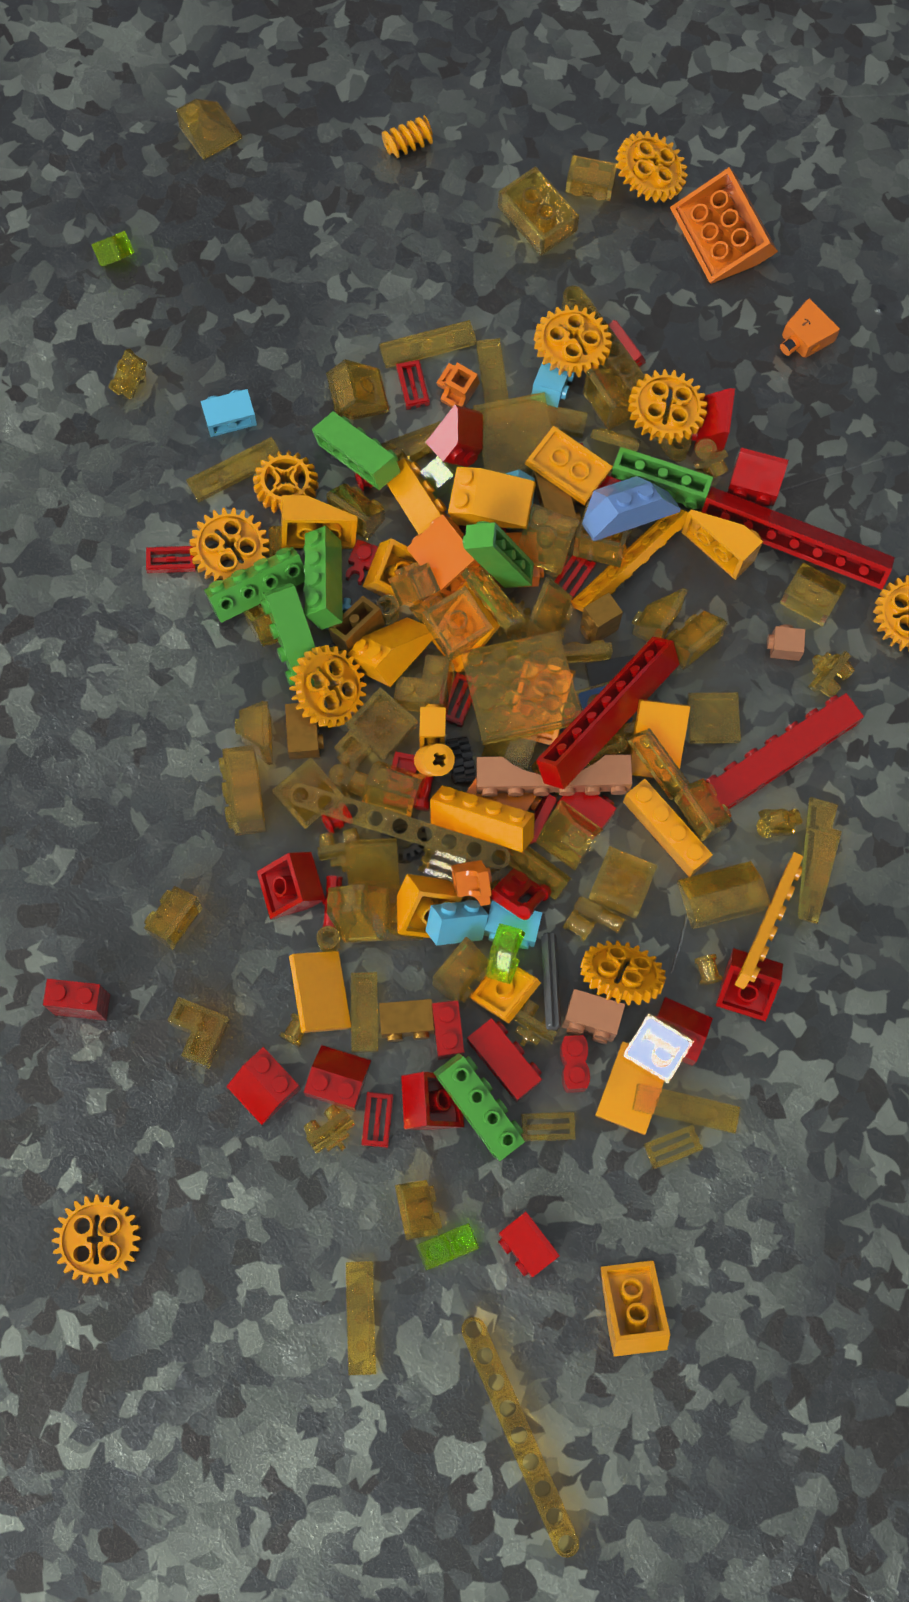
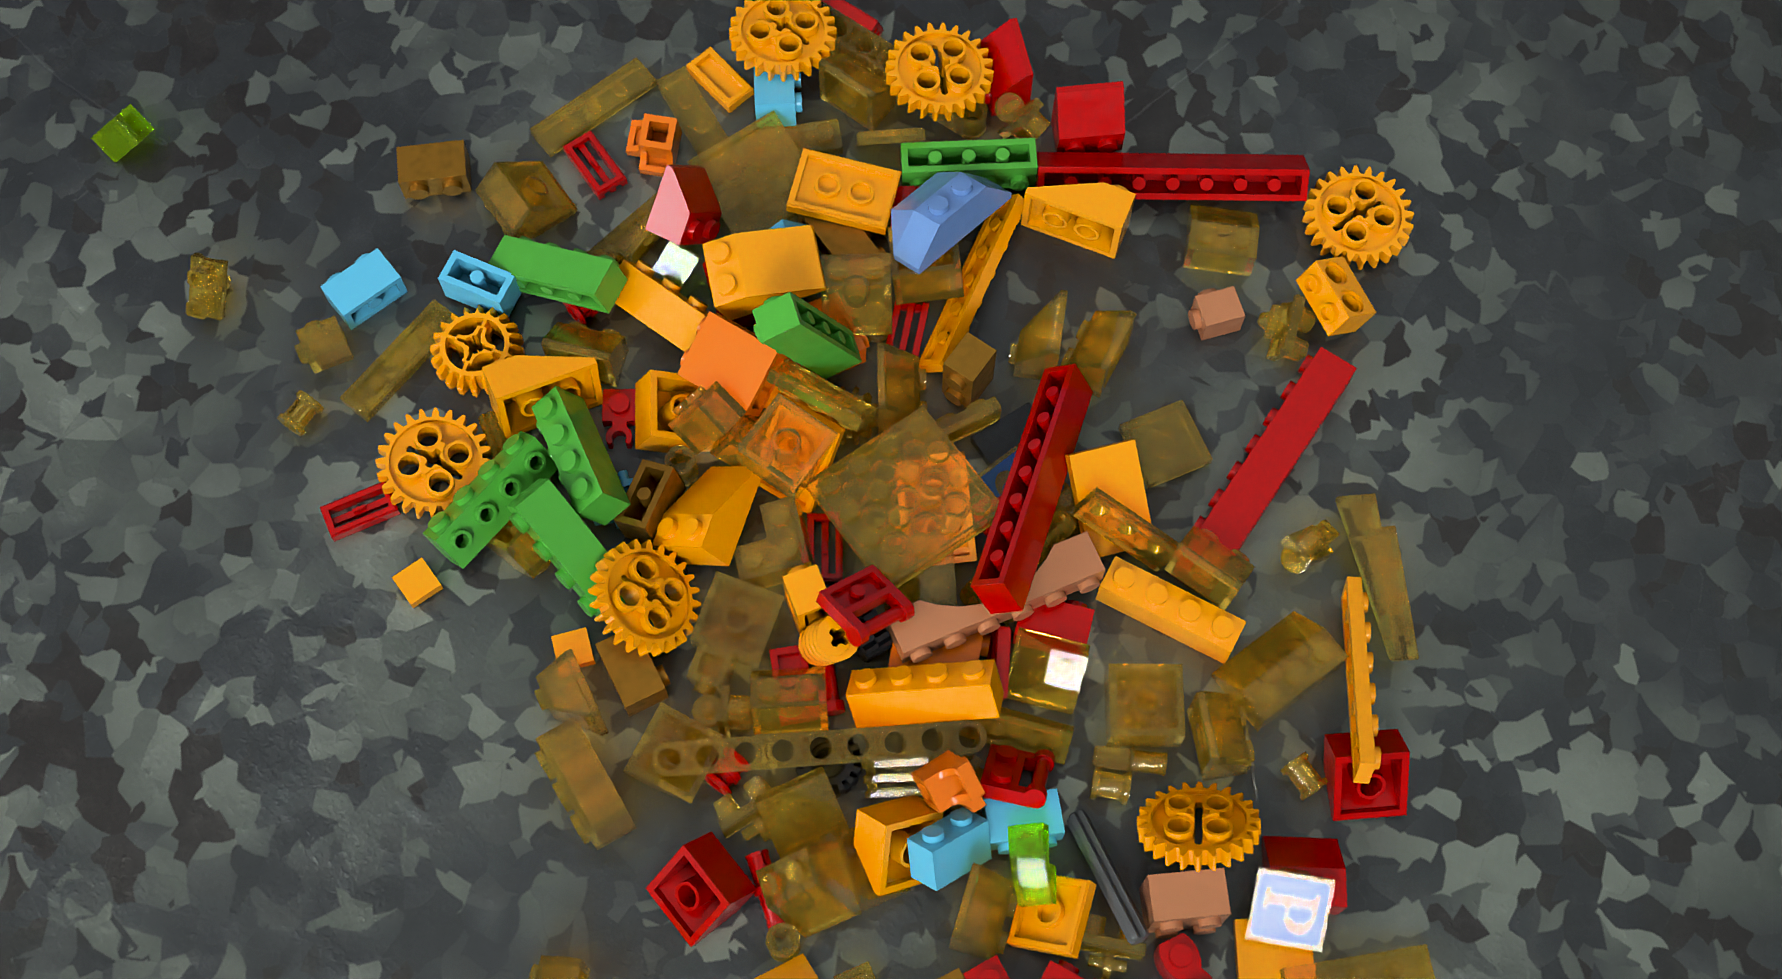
camera: 20 degrees left, 5 degrees down
(157, 480) = (300, 412): none -> clear yellow bush
(188, 440) = (323, 344): none -> clear yellow brick
(189, 620) = (417, 582): none -> light orange tile
(275, 700) = (579, 642): none -> light orange tile
(303, 438) = (479, 284): none -> medium azure brick
(305, 348) = (433, 169): none -> pearl gold brick
(464, 737) = (860, 594): none -> red plate
(519, 356) = (720, 79): none -> light orange tile
(664, 920) = (1219, 735): none -> clear yellow slope
(873, 662) = (1335, 296): none -> light orange brick

